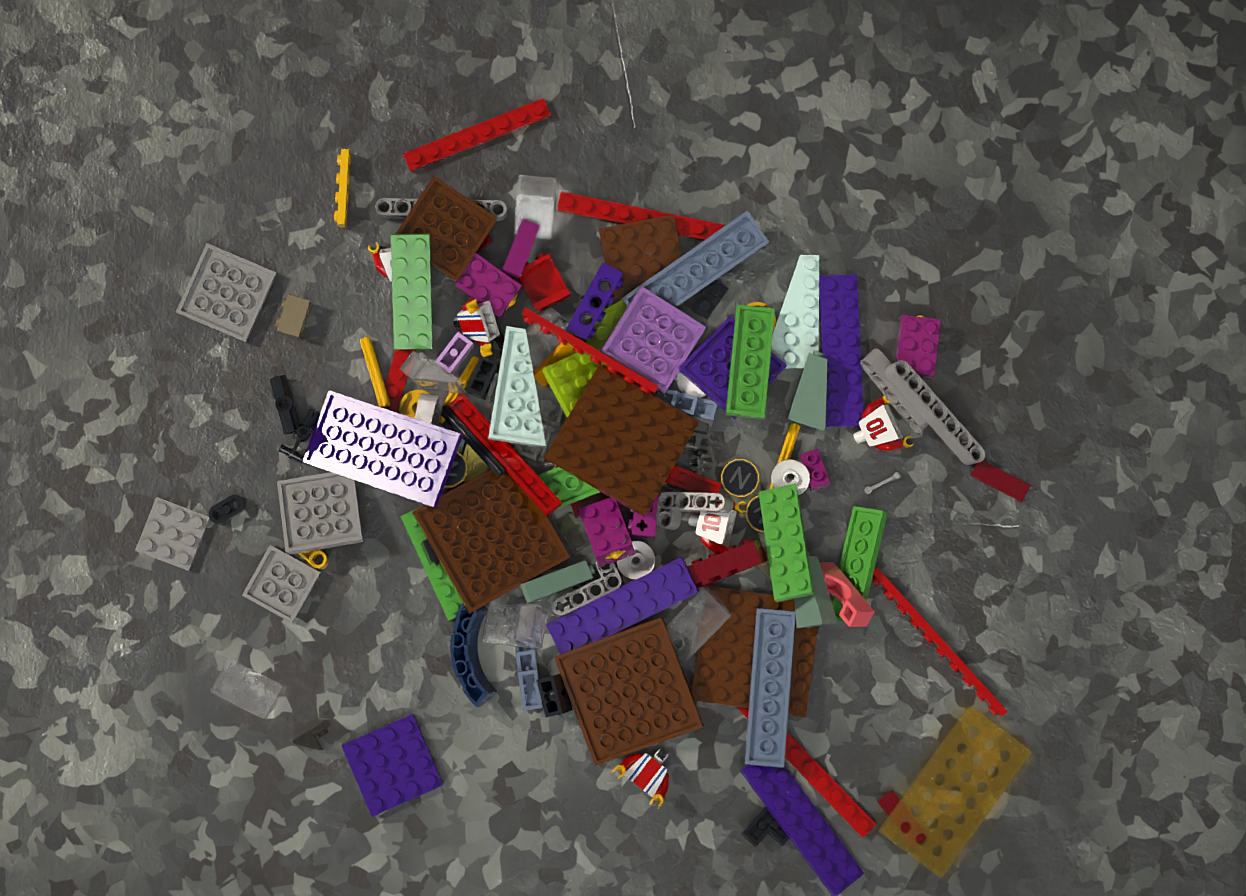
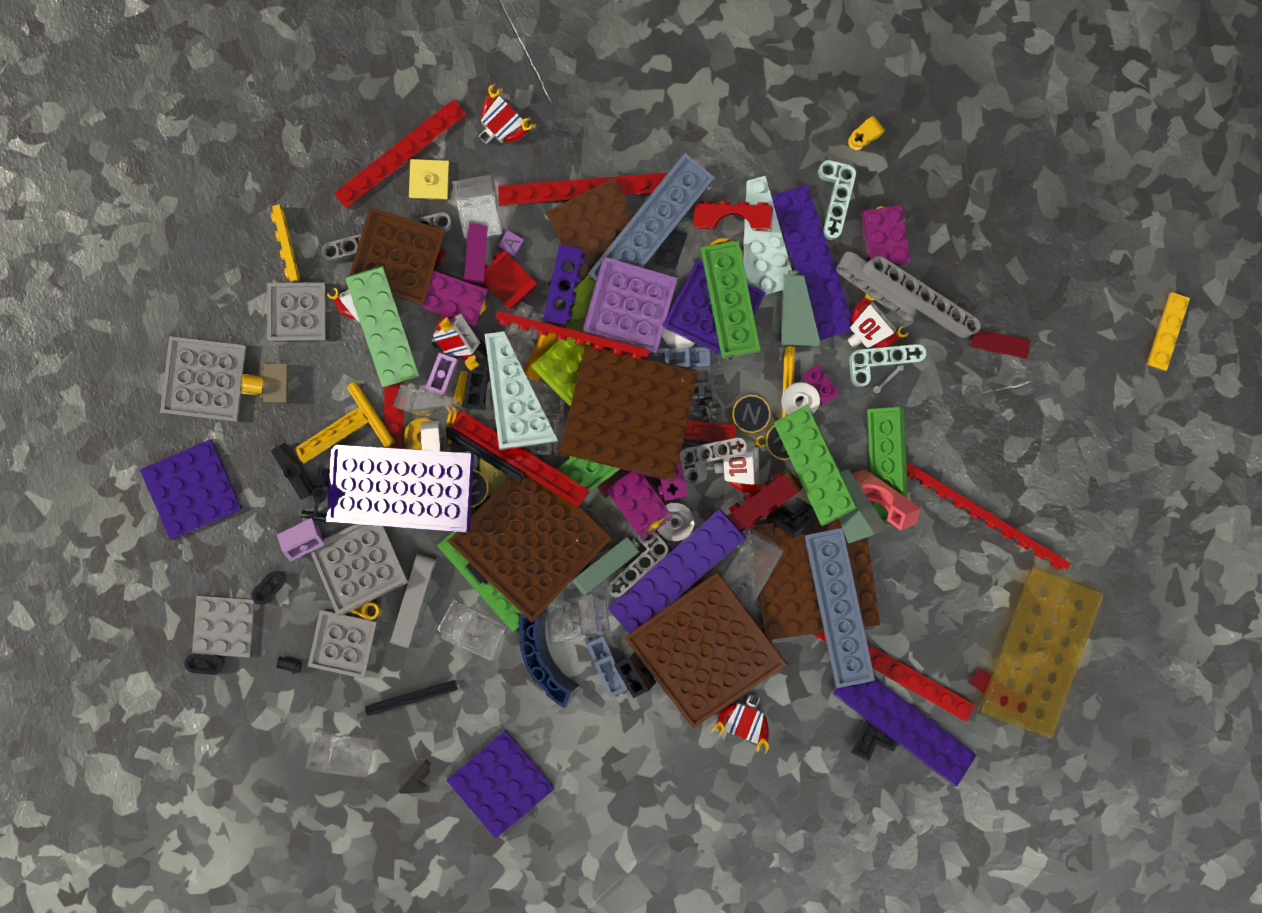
camera: 20 degrees left, 5 degrees up
(144, 564) = (205, 664): none -> black plate
(181, 394) = (190, 489): none -> dark purple plate
(224, 589) = (289, 665): none -> black pin
(270, 311) = (251, 384): none -> yellow piece
(272, 471) = (300, 539): none -> lavender brick
(331, 381) = (331, 435): none -> yellow plate
(331, 655) = (410, 698): none -> black axle
(334, 255) = (296, 311): none -> light grey plate
(361, 562) = (413, 601): none -> light grey beam
(409, 607) = (471, 630): none -> clear slope
(497, 166) = (429, 179): none -> light yellow plate
(557, 249) = (511, 243): none -> medium lavender tile
(582, 130) = (501, 120): none -> torso
(747, 592) = (793, 523): none -> black plate
(754, 277) = (709, 215): none -> red arch
(880, 299) = (835, 201): none -> light aqua beam
(886, 464) = (887, 354): none -> light aqua beam
(930, 242) = (868, 132): none -> yellow piece
(1167, 516) = (1168, 331): none -> yellow plate

